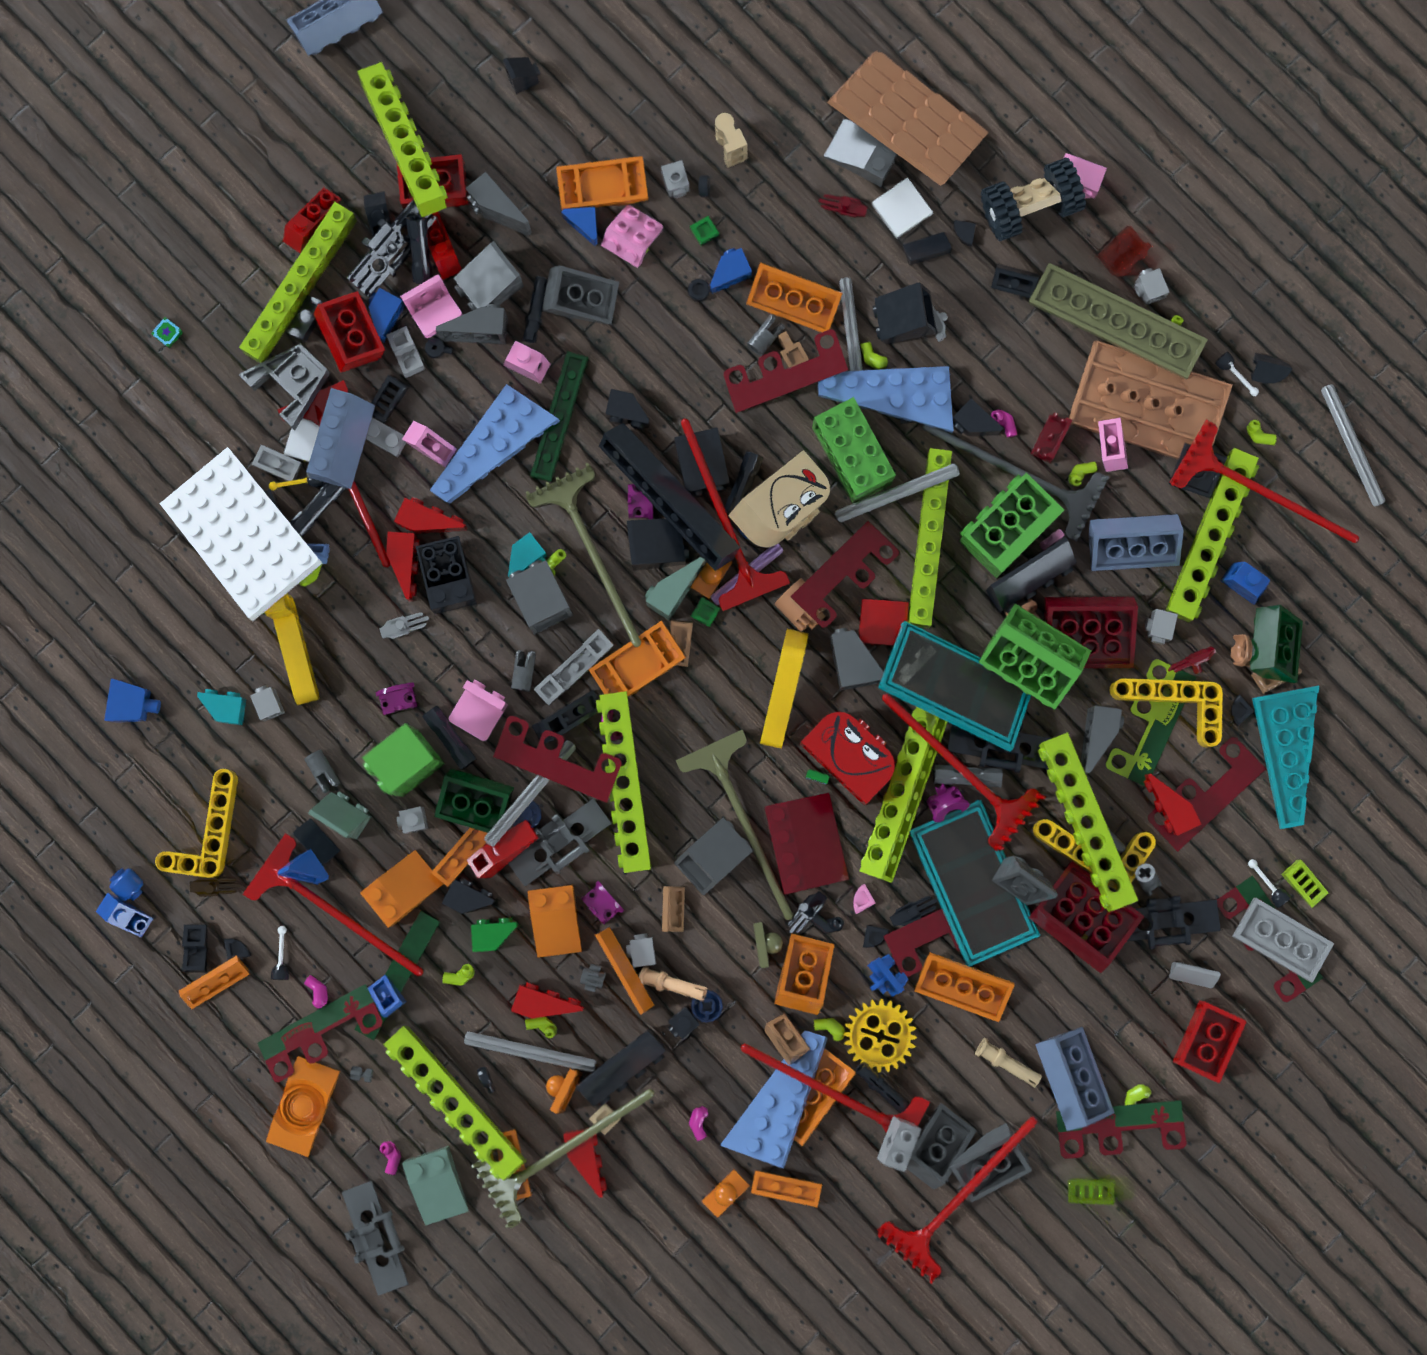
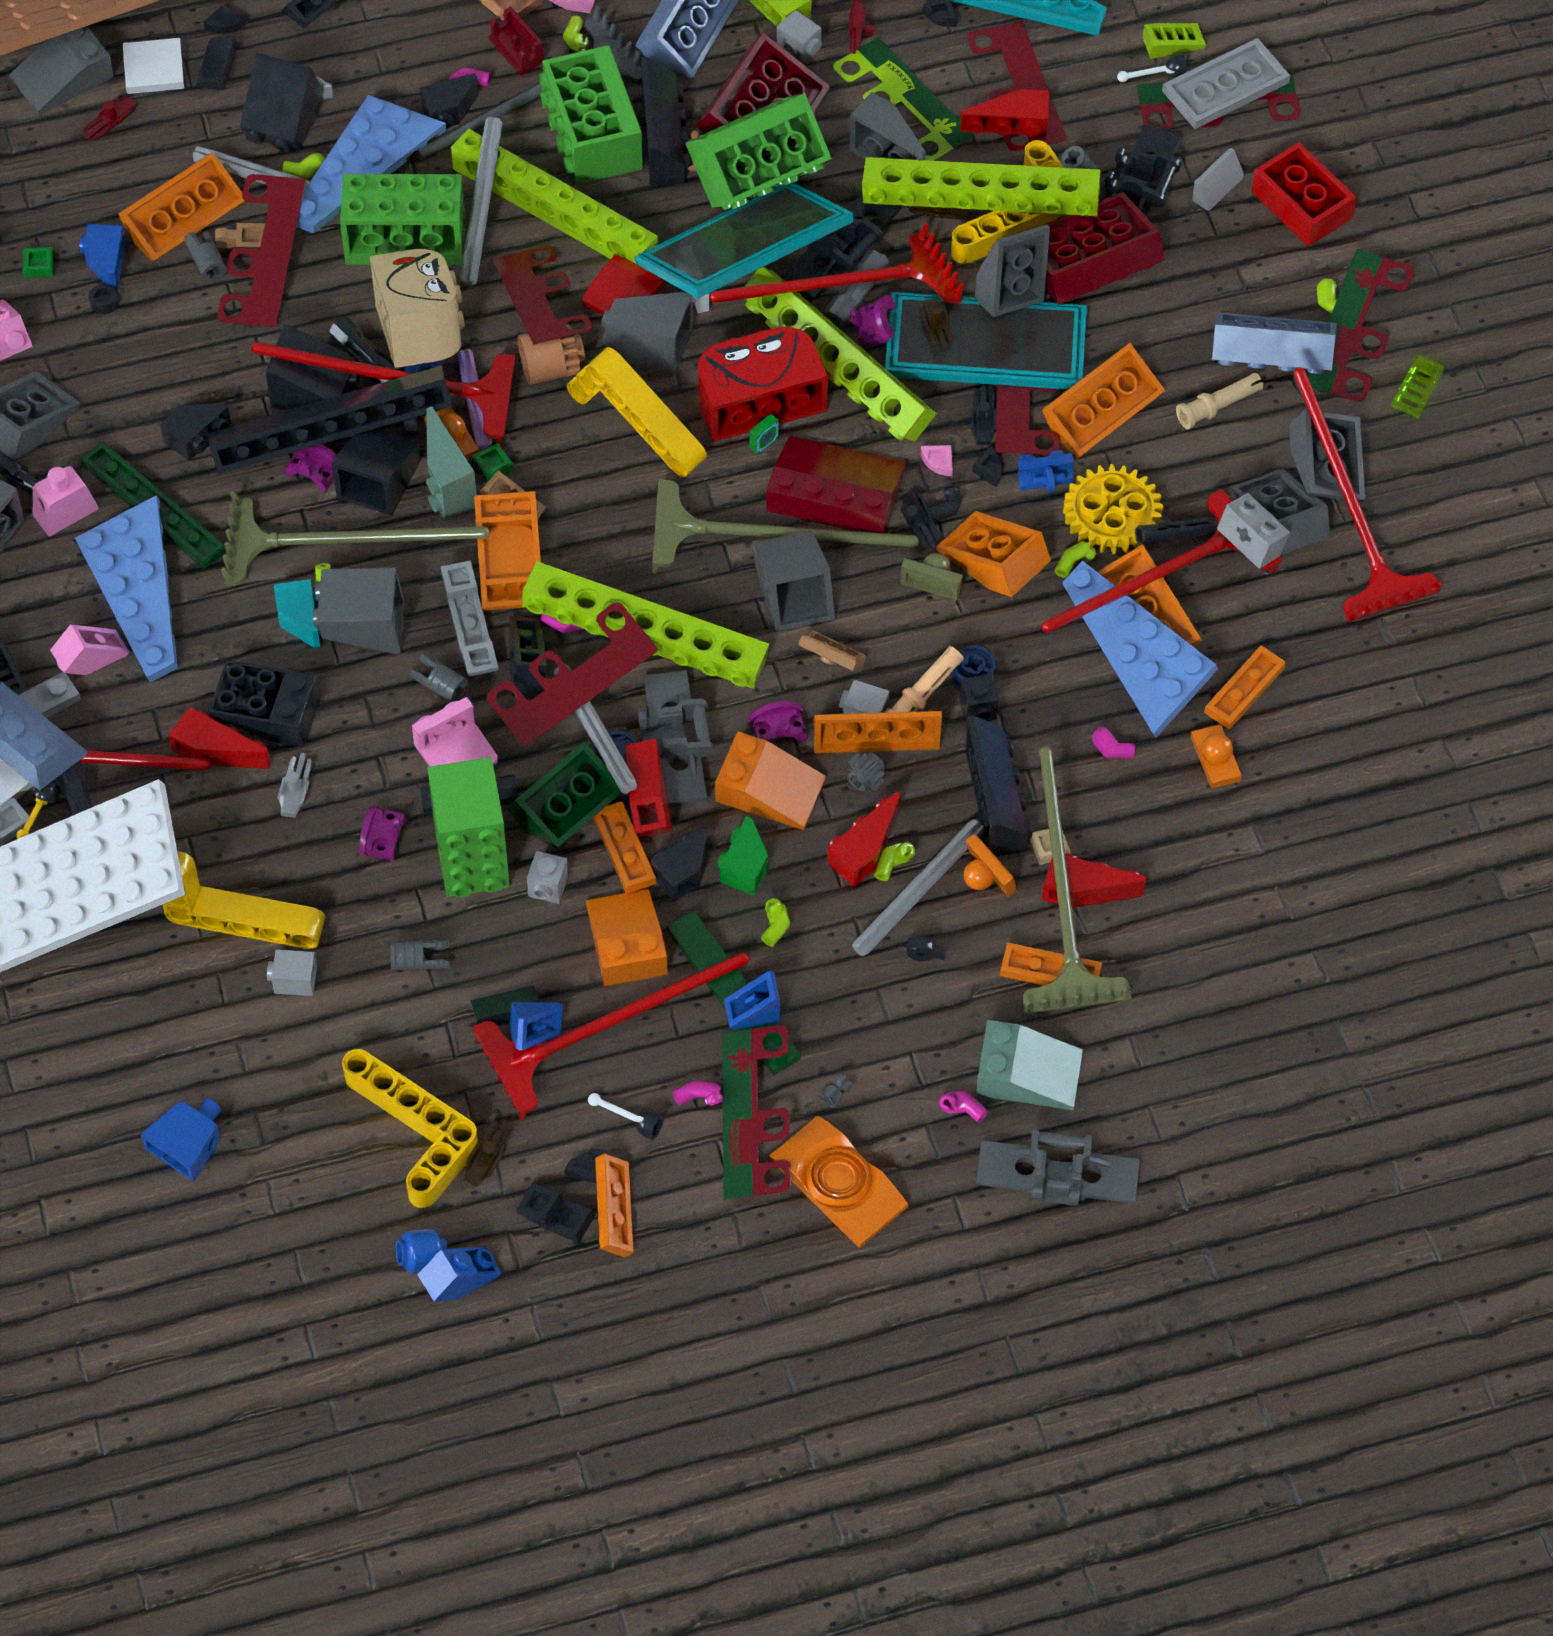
camera: 65 degrees left, 25 degrees down
(224, 708) = (264, 1030): teal slope -> none
(341, 815) = (494, 951): sand green slope -> none
(422, 520) = (184, 689): red slope -> none
(512, 1158) = (943, 972): lime brick -> none
(786, 1039) = (1059, 599): medium nougat slope -> none
(967, 843) = (936, 321): none -> dark brown piece
(1052, 539) = (632, 90): bright pink tile -> none
(1176, 695) = (900, 33): yellow beam -> none

